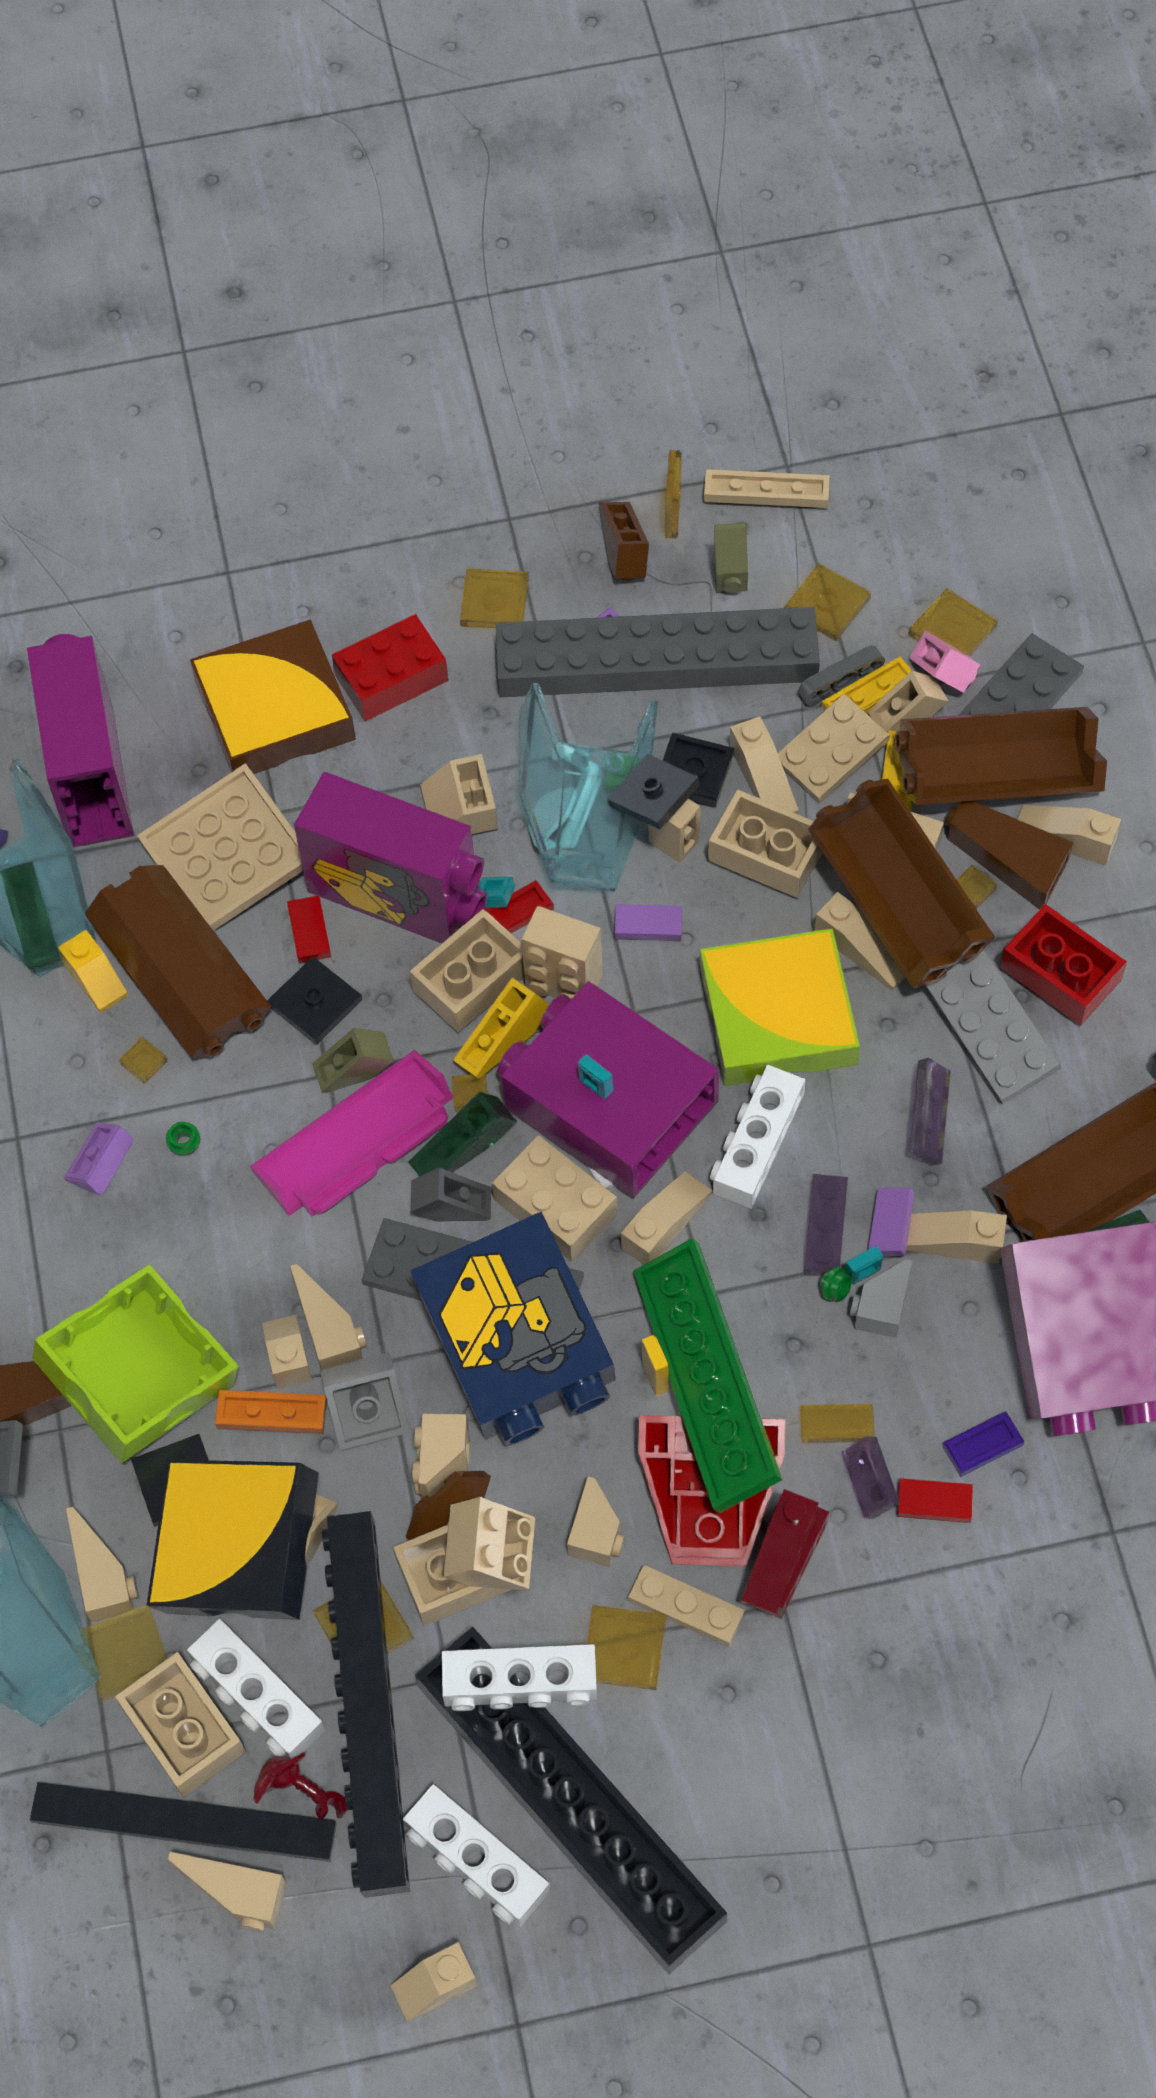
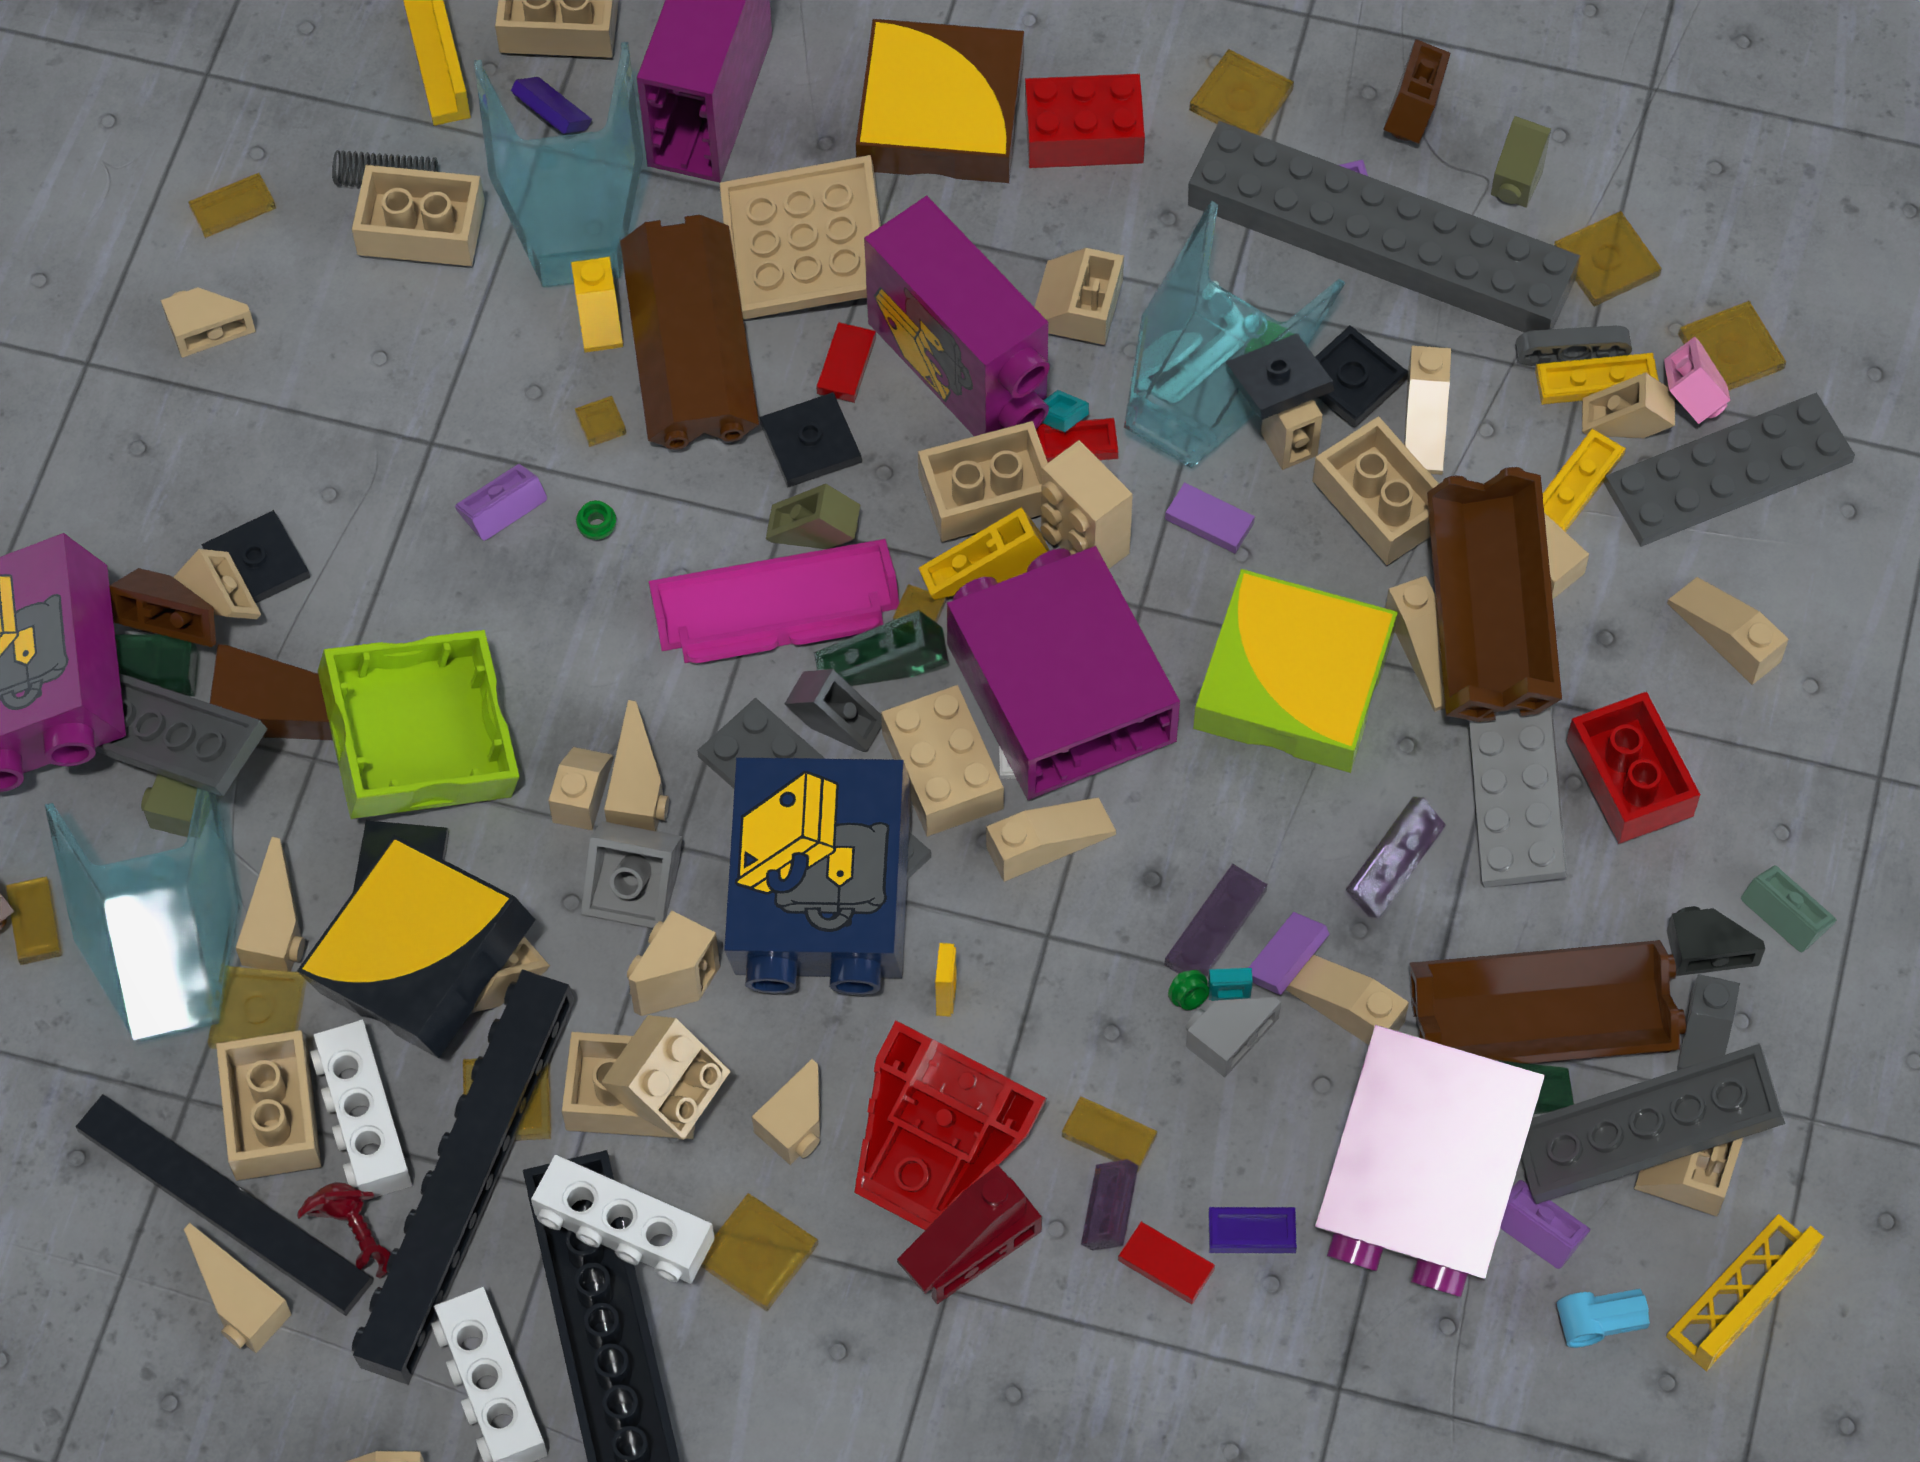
camera: 25 degrees right, 0 degrees up
(30, 915) = (563, 215): clear green slope -> none
(271, 1411) = (530, 840): orange plate -> none
(434, 1511) = (673, 1003): reddish brown tile -> none
(595, 1077) = (1040, 648): teal tile -> none
(673, 494) = (1497, 64): clear yellow tile -> none
(686, 1605) = (845, 1241): tan plate -> none
(707, 1376) = (991, 1014): green plate -> none
(744, 1184) = (1155, 840): white brick -> none
(766, 488) = (1610, 103): tan plate -> none
(832, 748) = (1516, 420): tan plate -> none
(976, 885) = (1587, 641): clear yellow tile -> none
(1000, 755) = (1694, 509): reddish brown panel -> none
(1010, 849) = (1651, 618): reddish brown slope -> none

